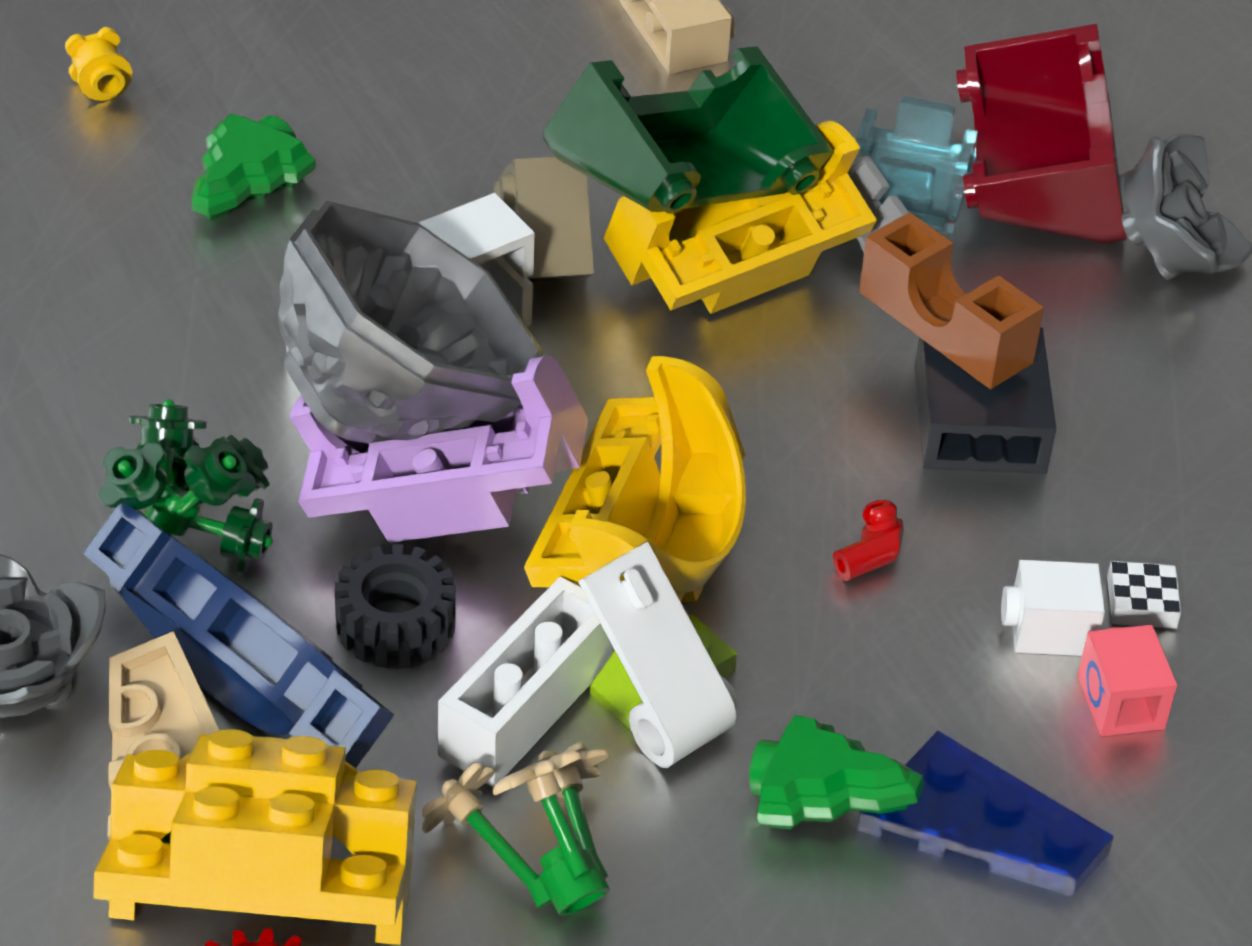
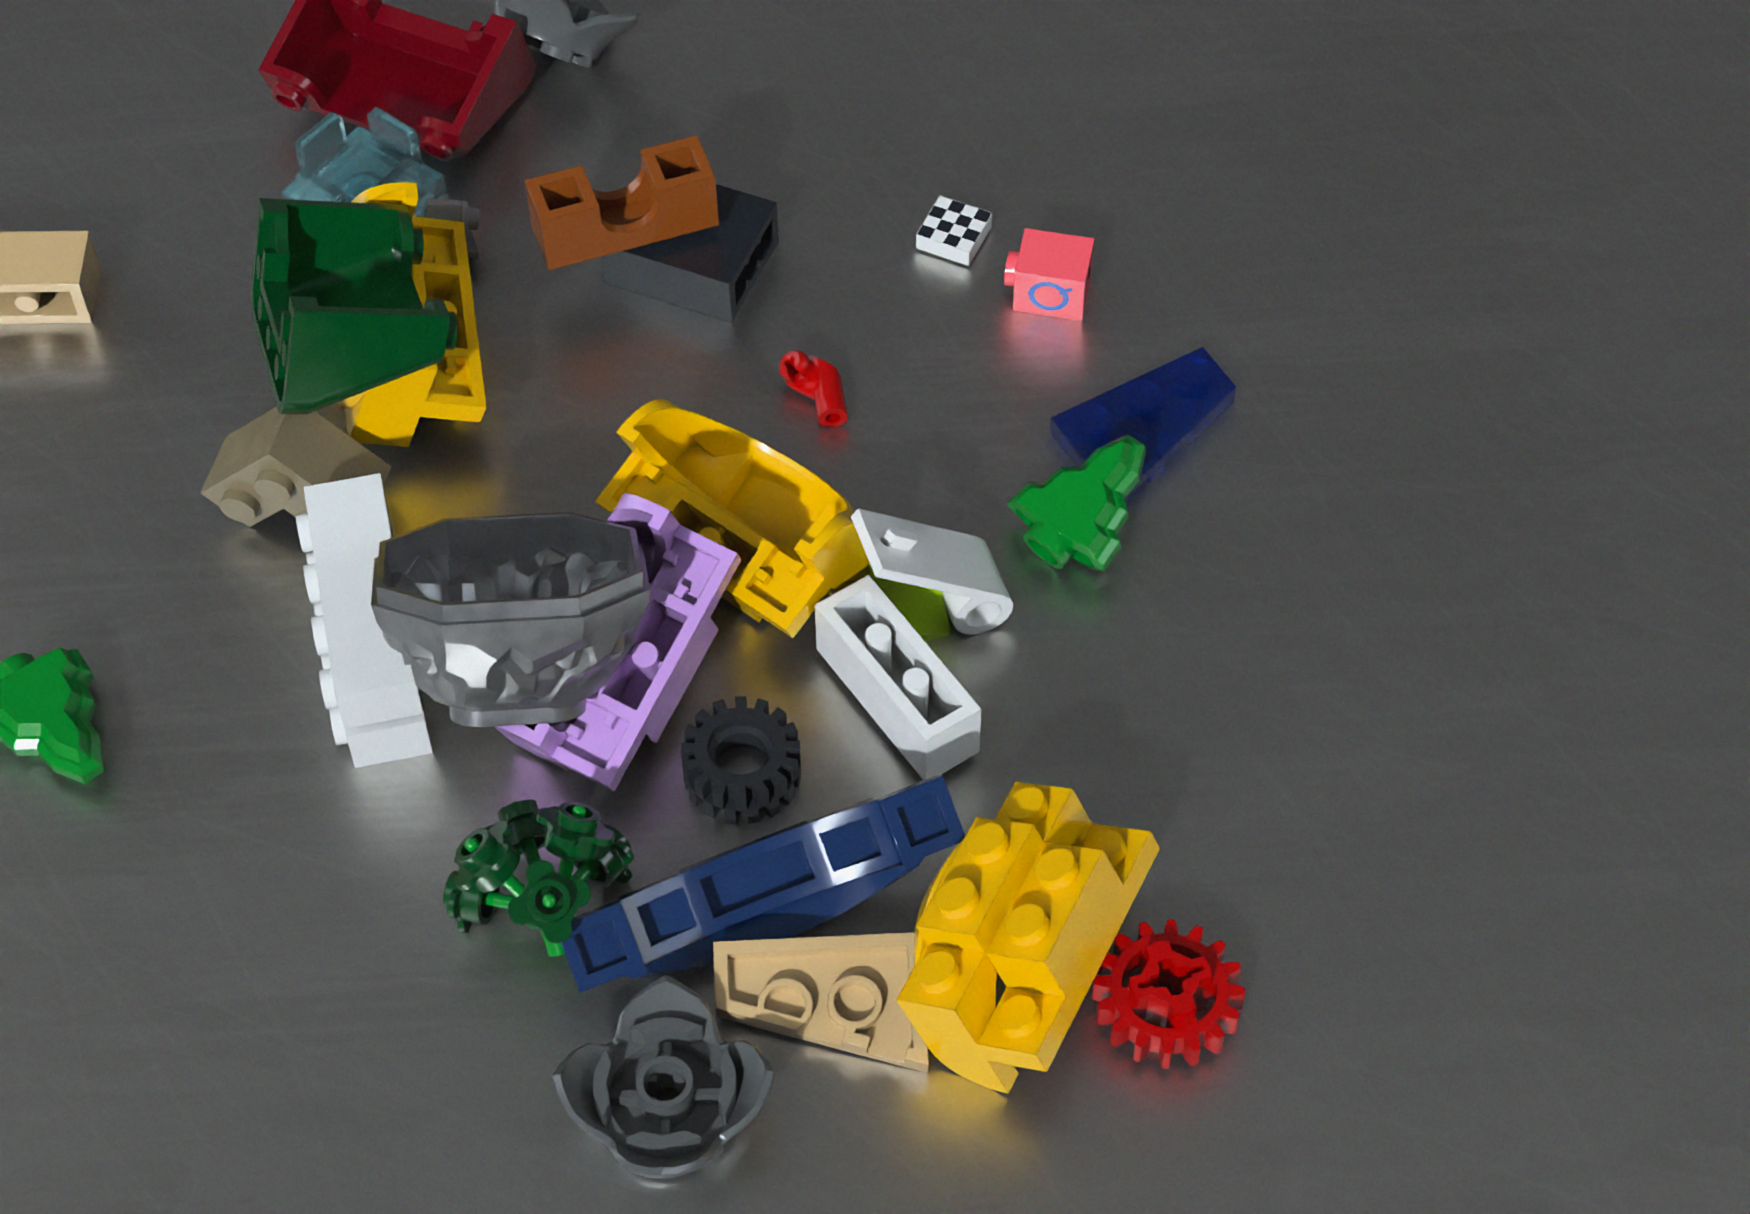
camera: 65 degrees left, 10 degrees up
(572, 871) = (1107, 717): plant -> none
(1053, 606) = (956, 288): white brick -> none

